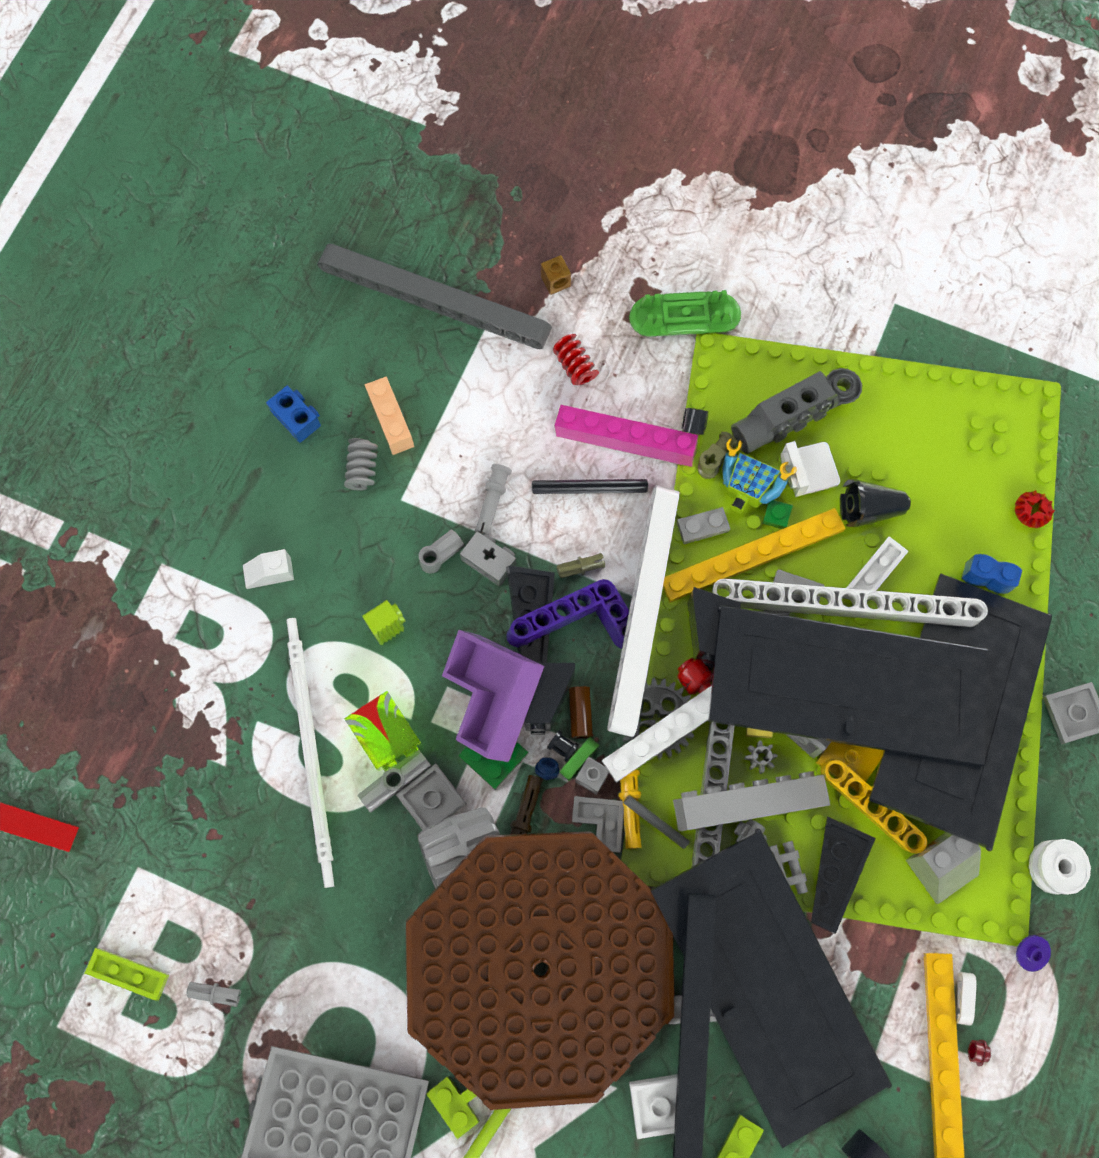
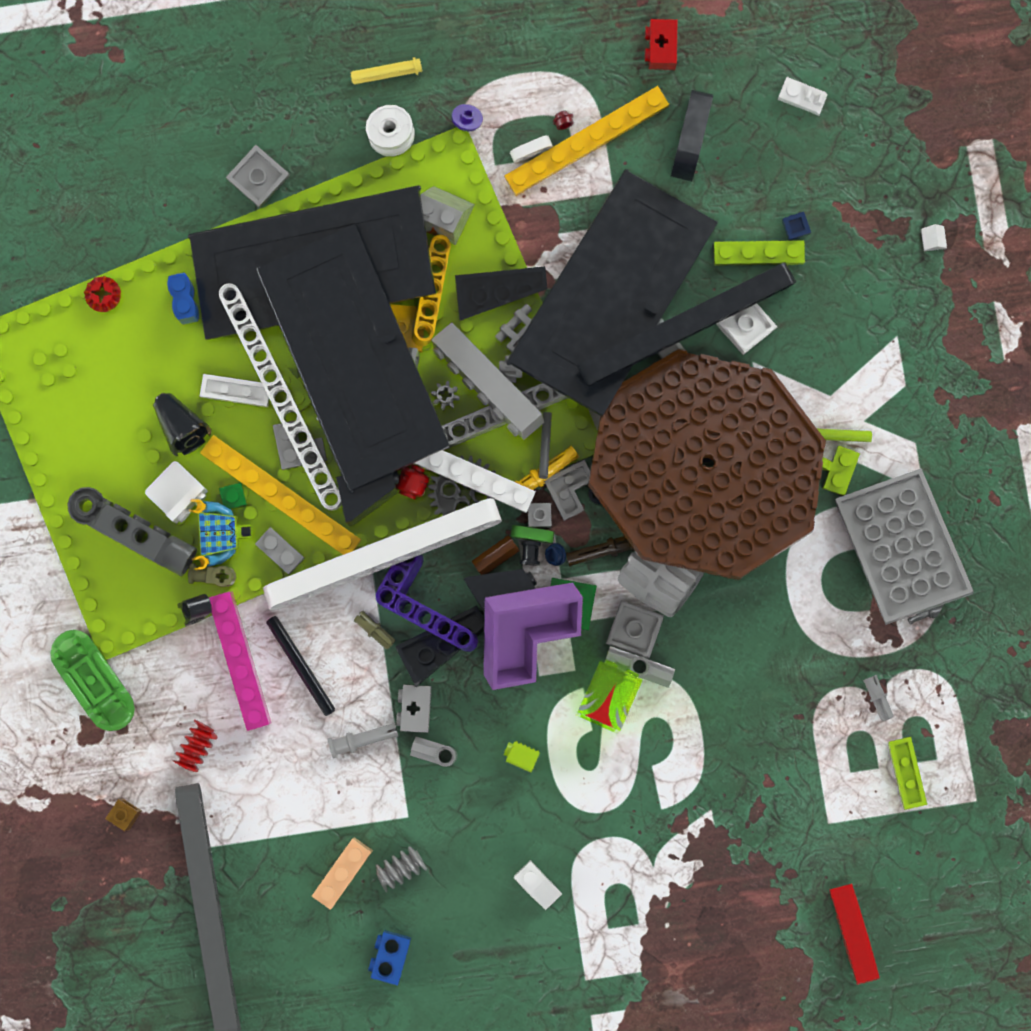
camera: 120 degrees left, 10 degrees up
(311, 760) = (657, 750): white axle -> none

